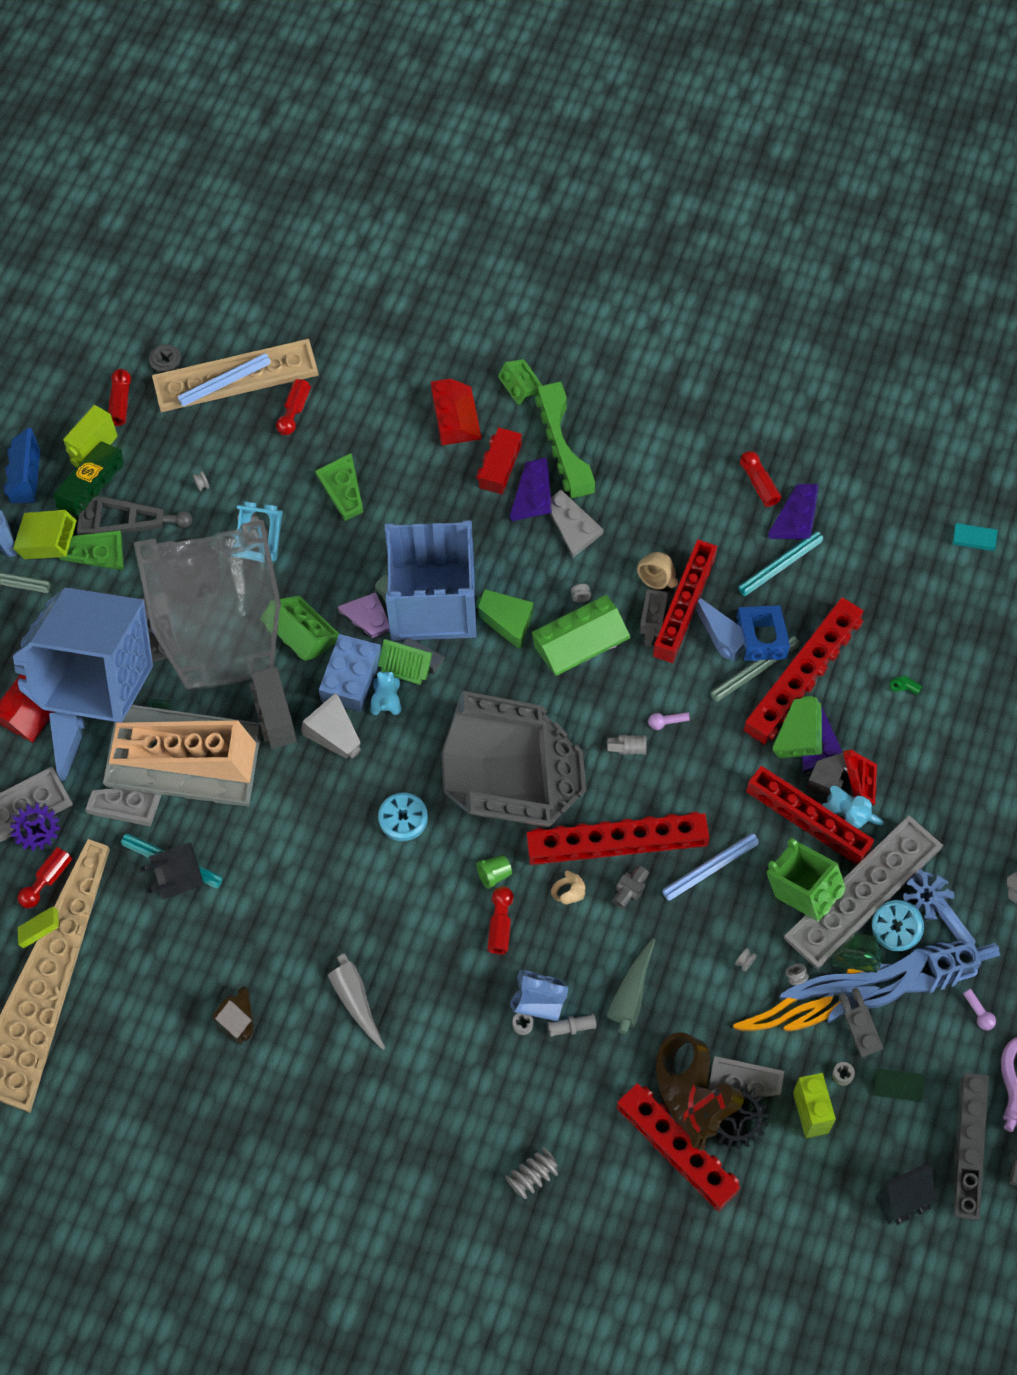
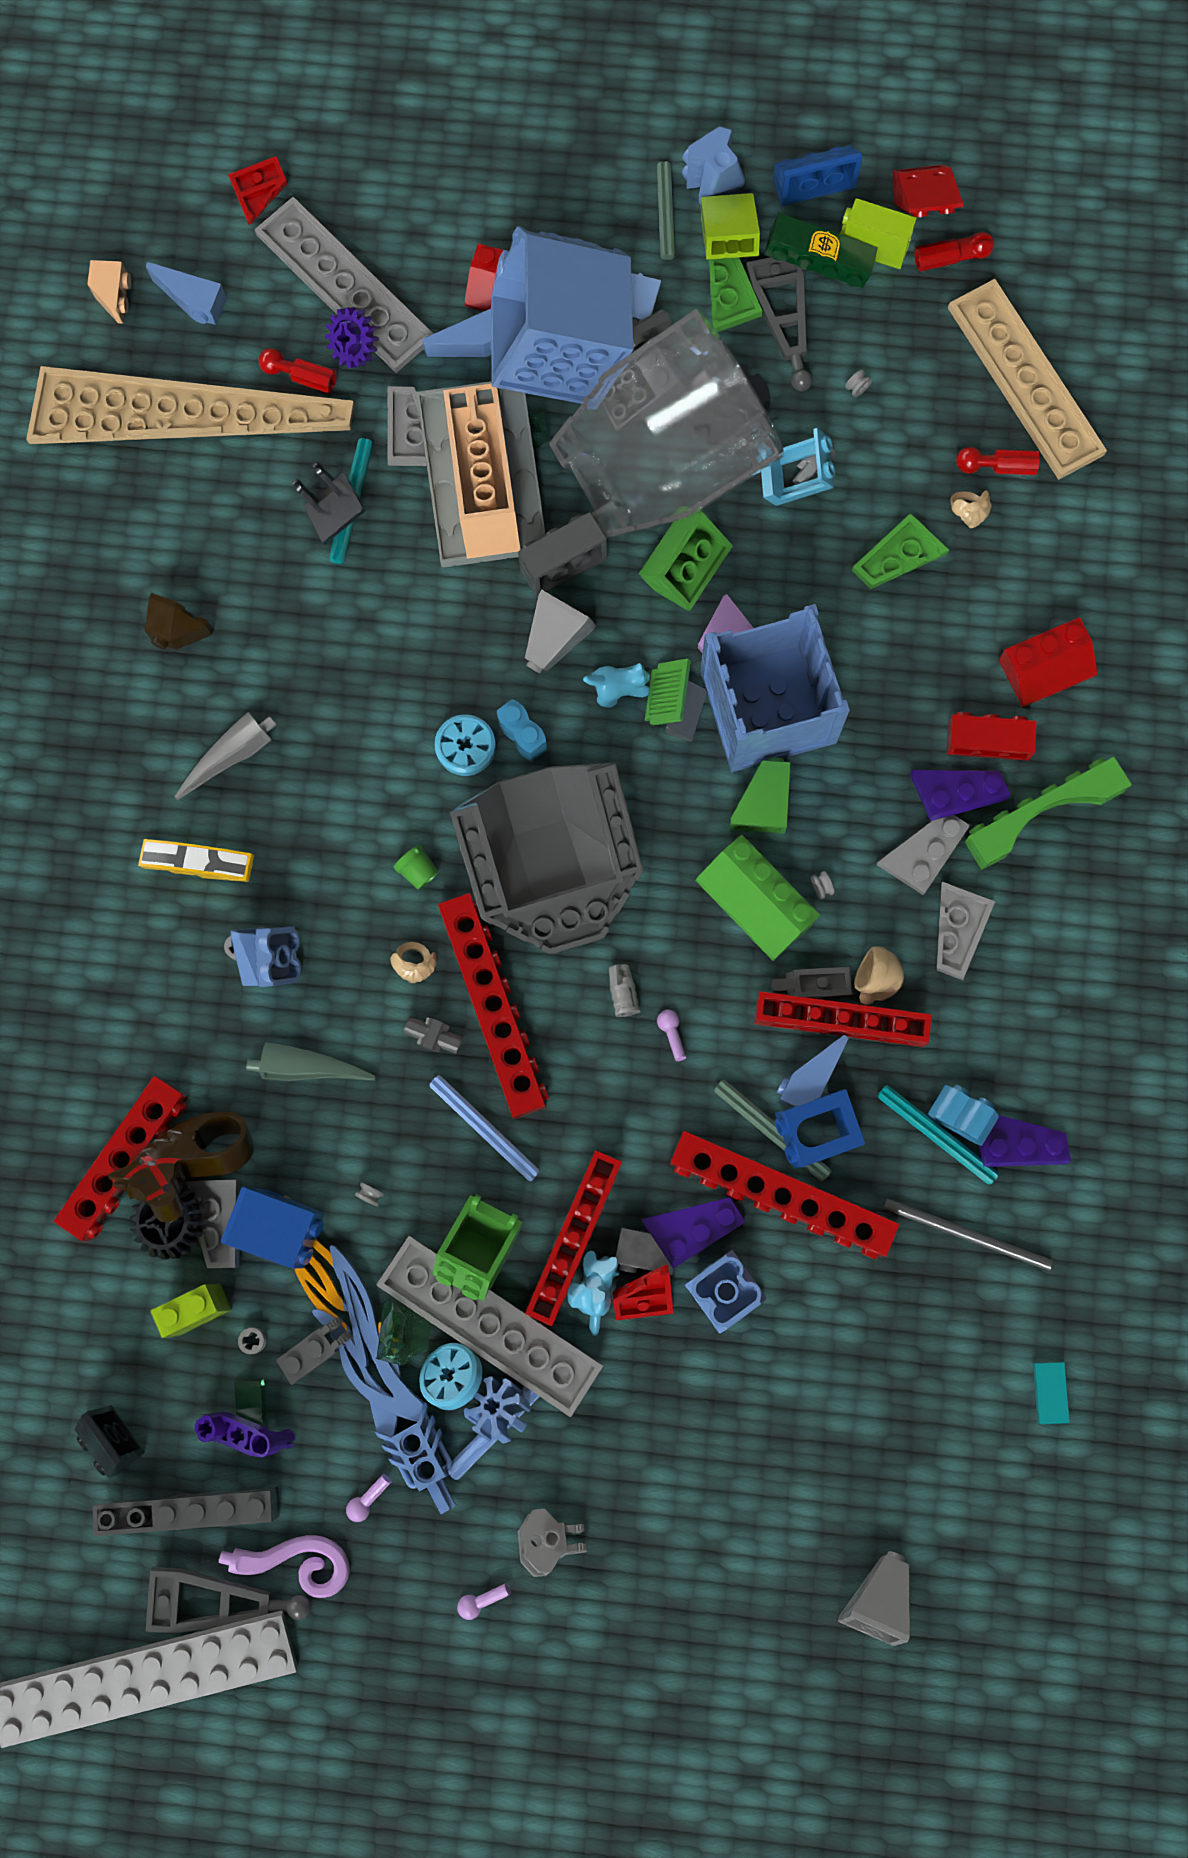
camera: 80 degrees right, 15 degrees up
(38, 927) = (233, 381): lime tile -> none
(70, 397) = (926, 190): none -> red slope
(168, 351) = (1023, 278): dark grey gear -> none
(223, 379) = (1011, 365): light blue axle -> none
(327, 432) = (974, 512): none -> tan piece
(350, 672) = (636, 632): medium blue brick -> none
(409, 768) = (517, 726): none -> dark azure brick
(443, 1039) = (196, 860): none -> slope
(500, 922) = (354, 891): red piece -> none
(519, 380) = (1124, 733): bright green bracket -> none
(533, 1173) = (54, 1000): light grey piece -> none
(571, 1025) = (245, 1005): light grey pin -> none
(635, 513) = (960, 928): none -> light grey wing
(760, 478) = (1059, 1082): red piece -> none
(760, 1029) = (273, 1227): none -> blue slope
(771, 540) = (964, 1114): none -> dark azure brick
(797, 974) = (358, 1266): light grey bush -> none
(801, 730) = (691, 1205): bright green slope -> none
(855, 562) = (968, 1234): none -> dark grey piece
(869, 719) = (726, 1291): none -> medium blue piece
(905, 683) = (799, 1330): green arm -> none
(921, 1075) = (257, 1441): none -> dark purple beam

